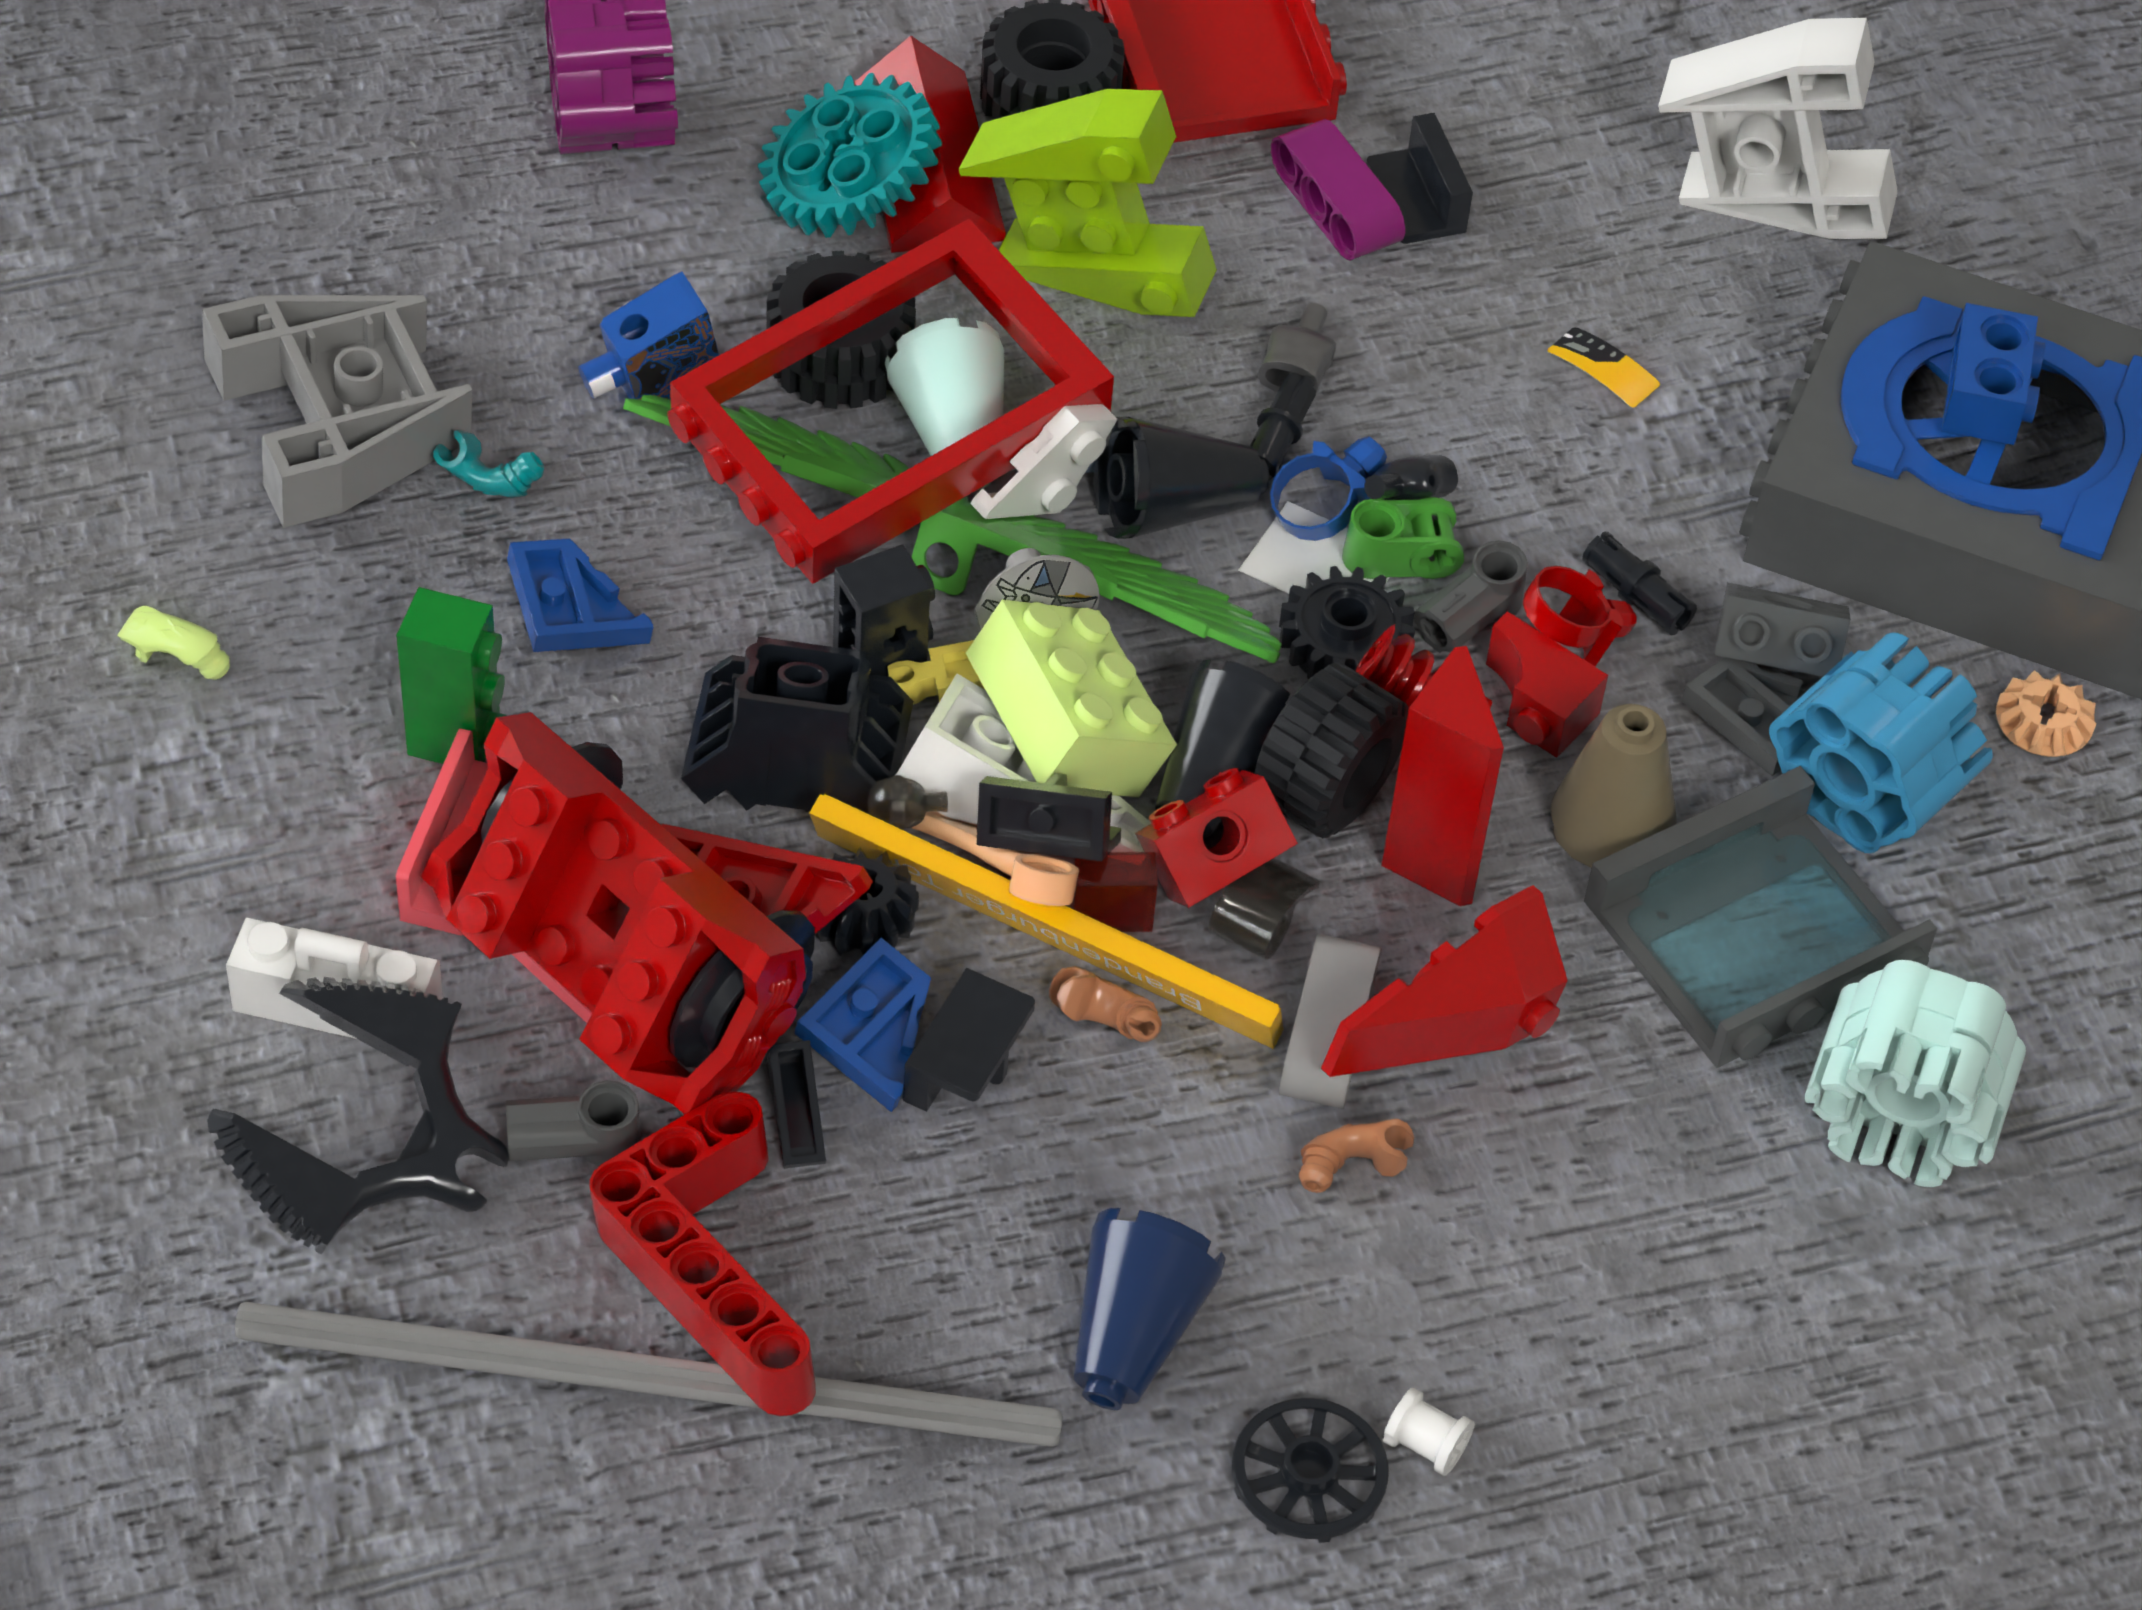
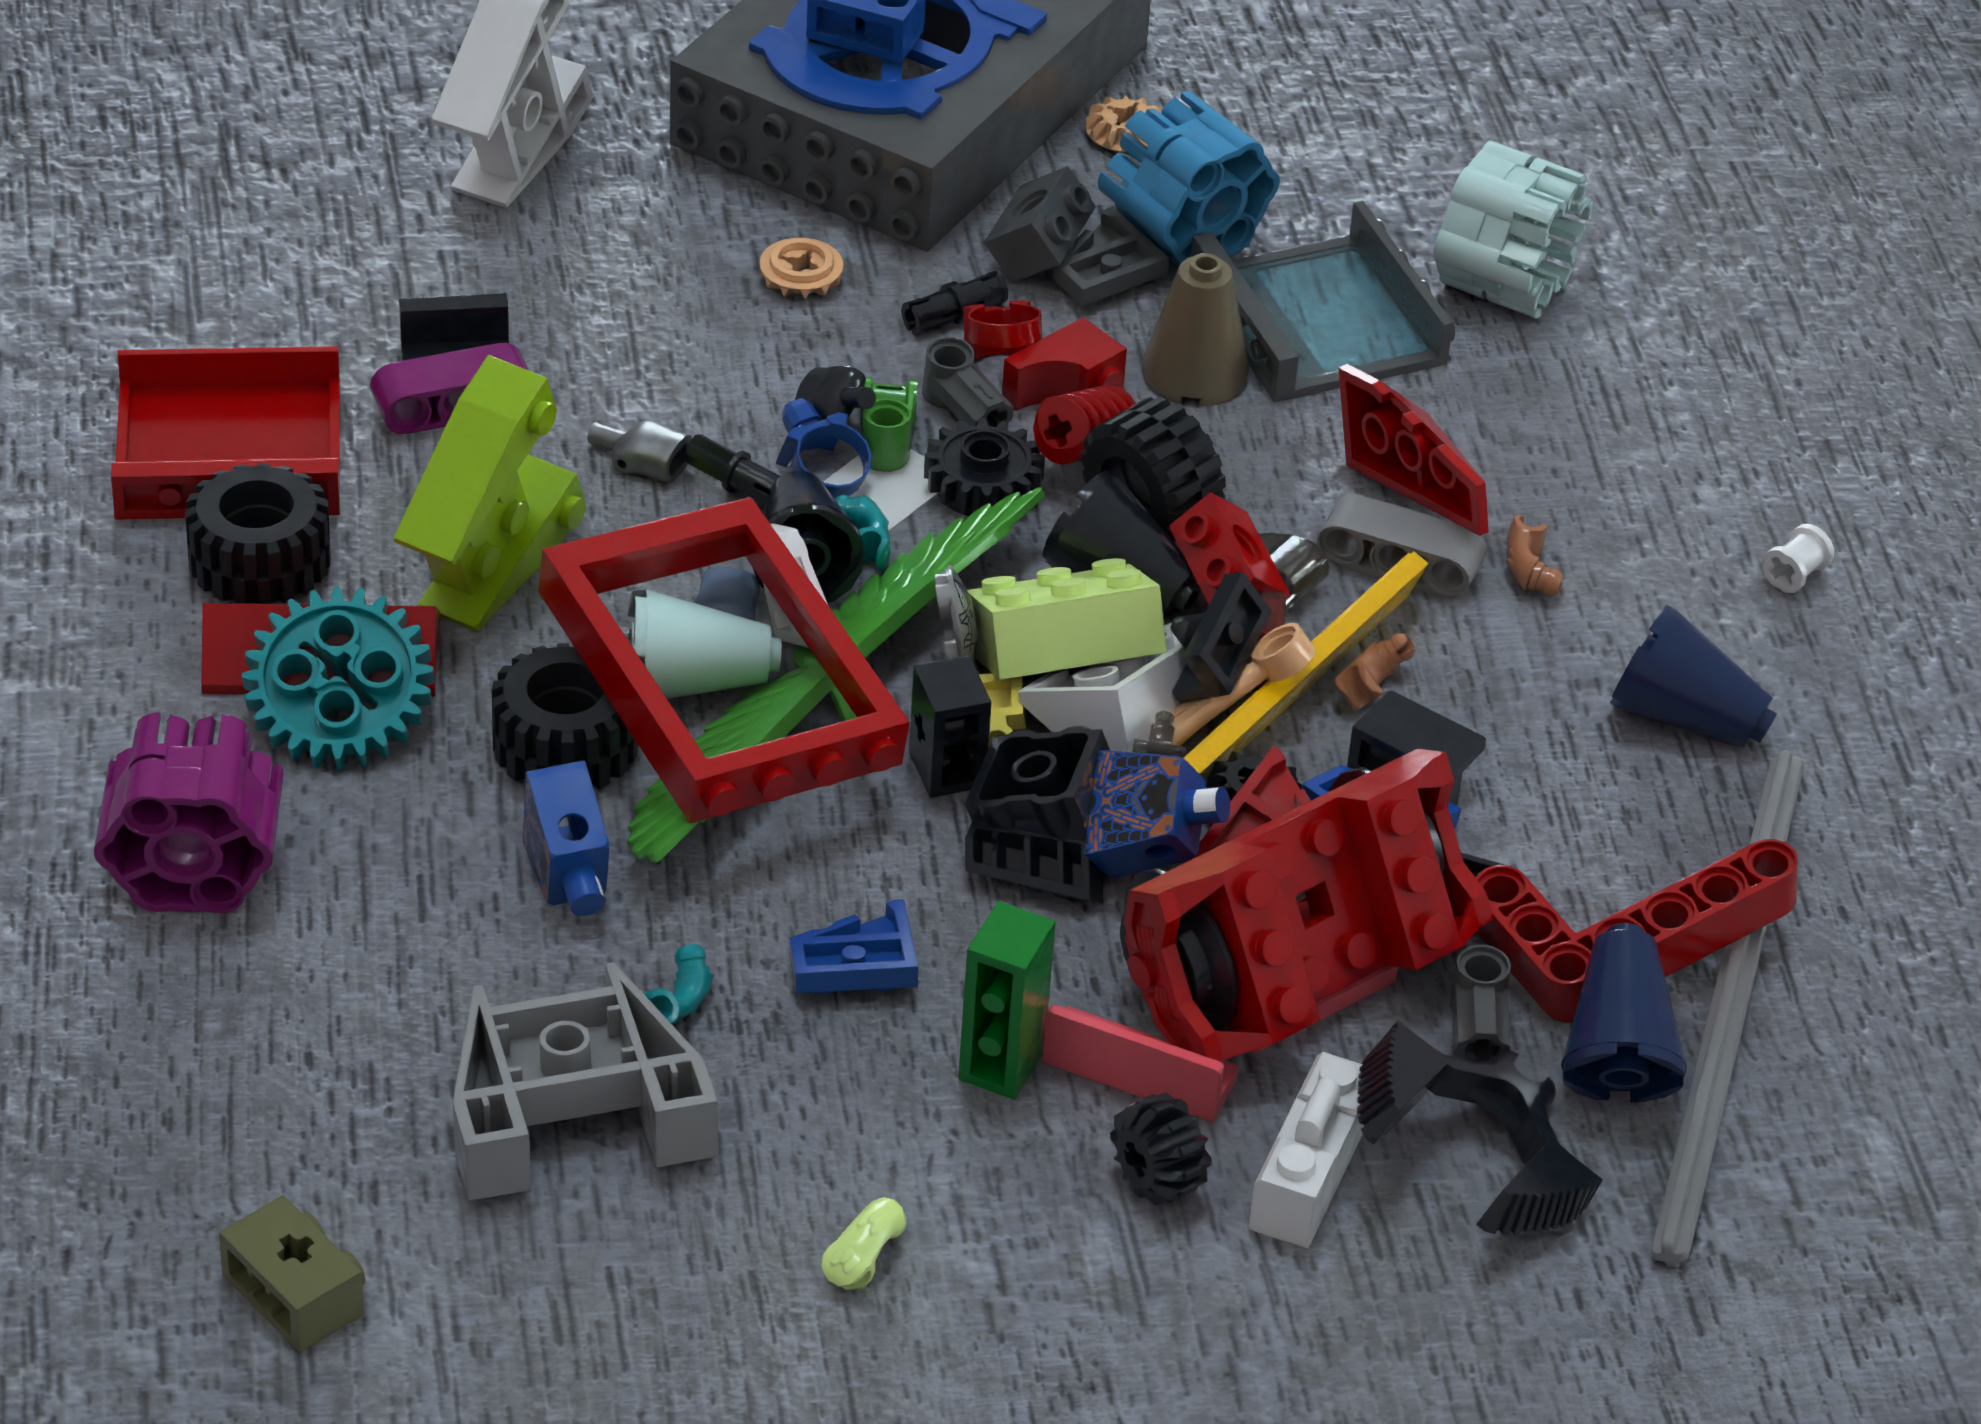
camera: 80 degrees left, 10 degrees down
(86, 246) = (292, 1272): none -> olive brick
(303, 847) = (1160, 1148): none -> black gear
(525, 1229) = (1624, 1022): none -> dark blue cone
(761, 782) = (1148, 812): none -> blue torso
(1198, 553) = (872, 528): none -> teal piece
(1309, 1470) = (1820, 635): black wheel -> none
(1445, 783) = (1232, 375): red slope -> none
(1606, 365) = (689, 282): yellow sticker -> none
(1678, 443) = (783, 263): none -> light nougat gear

